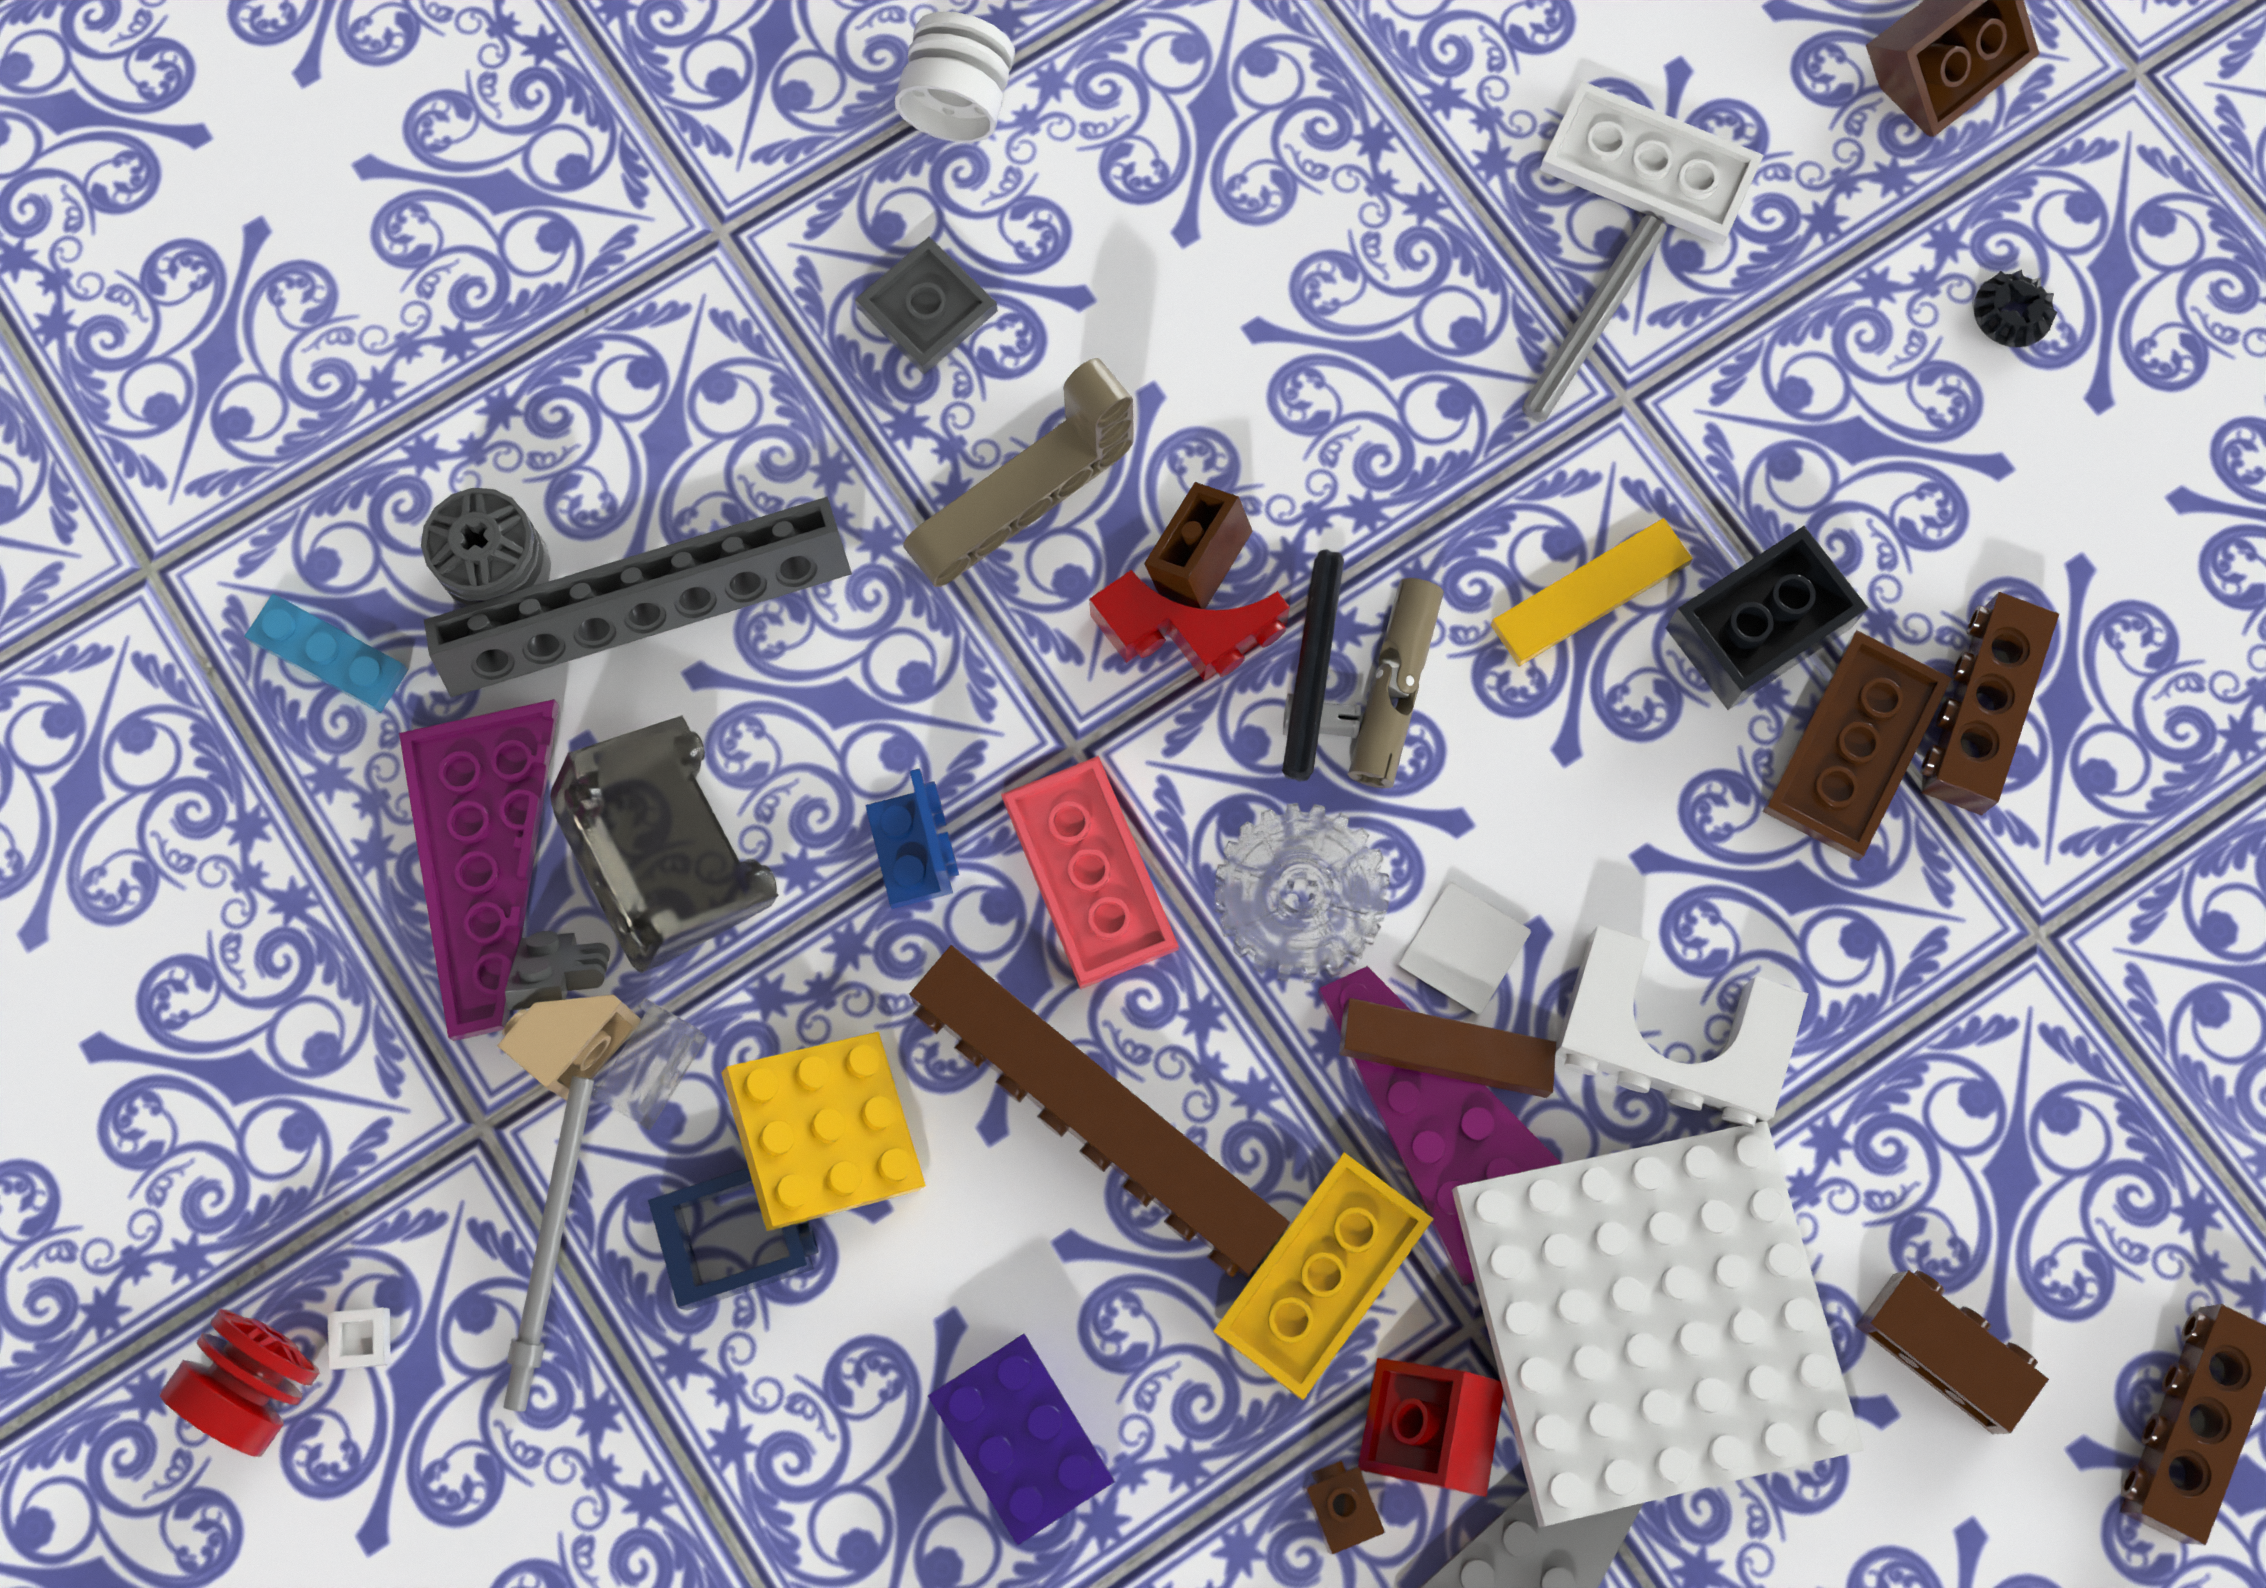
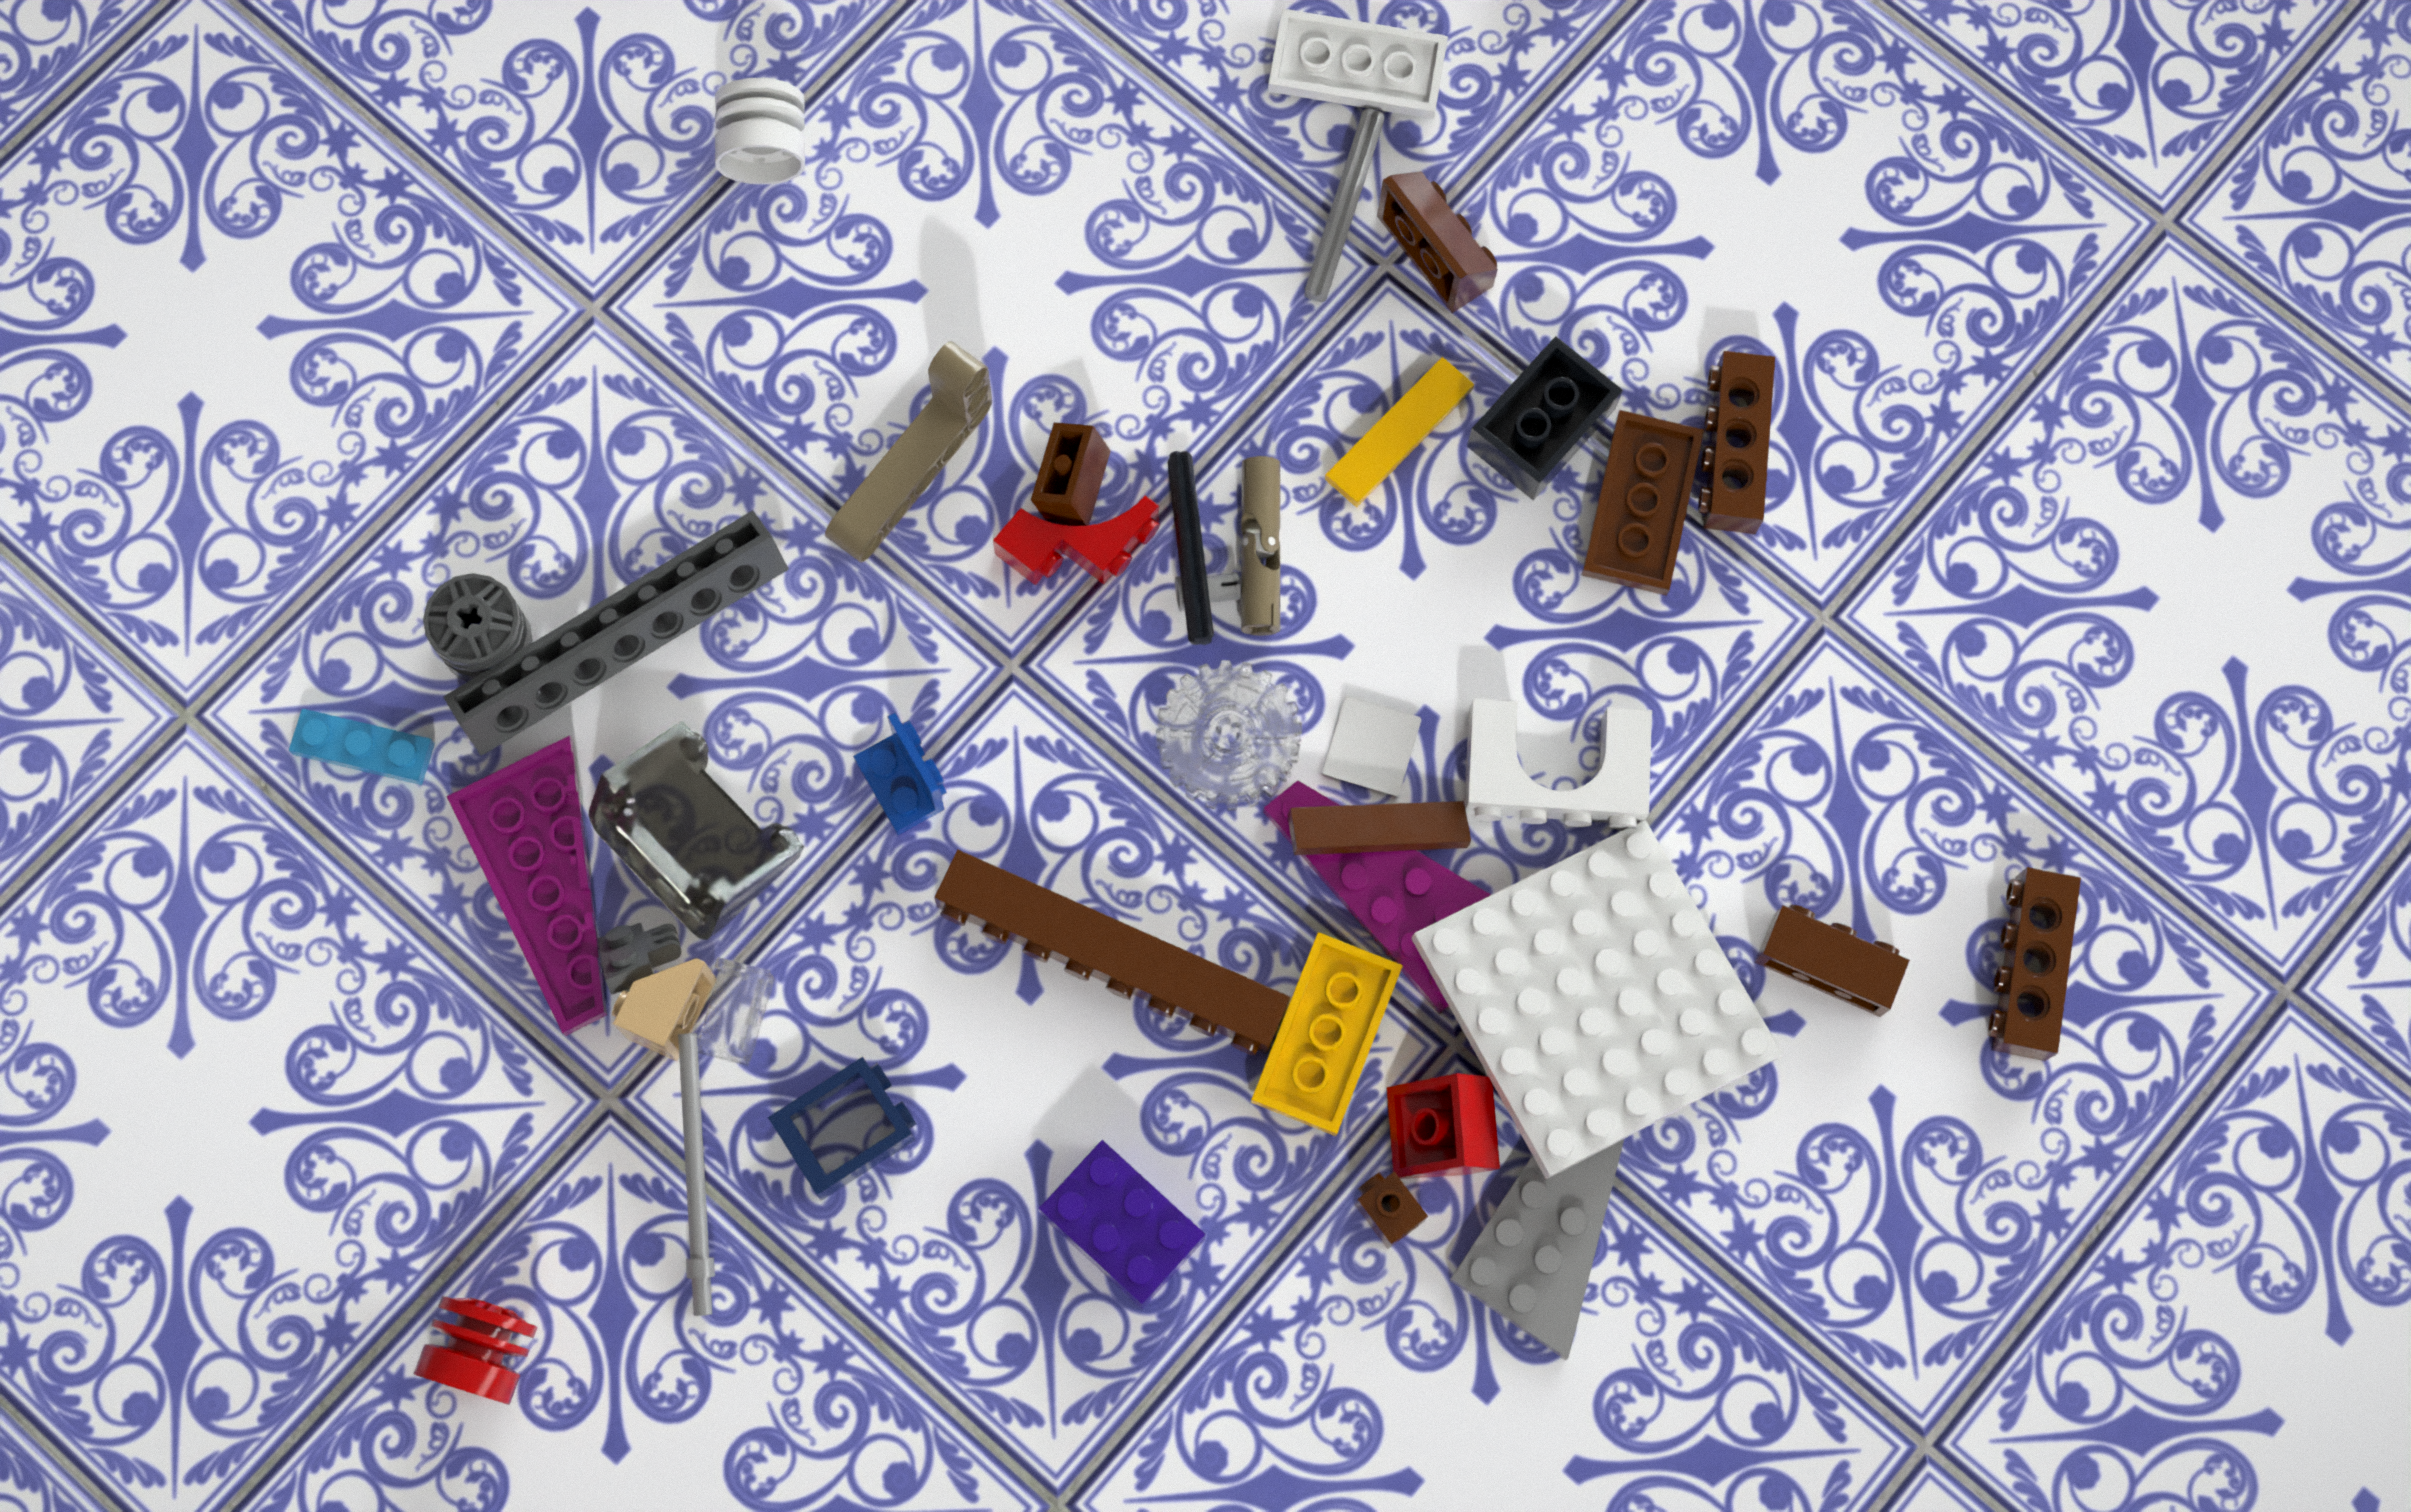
camera: 20 degrees left, 0 degrees up
(359, 1338) = (559, 1293): white plate -> none
(822, 1130) = (893, 1024): yellow plate -> none
(926, 305) = (787, 329): dark grey plate -> none
(1089, 872) = (1052, 763): coral tile -> none
(1690, 381) = (1436, 239): none -> reddish brown slope
(2008, 327) = (1681, 131): black gear -> none

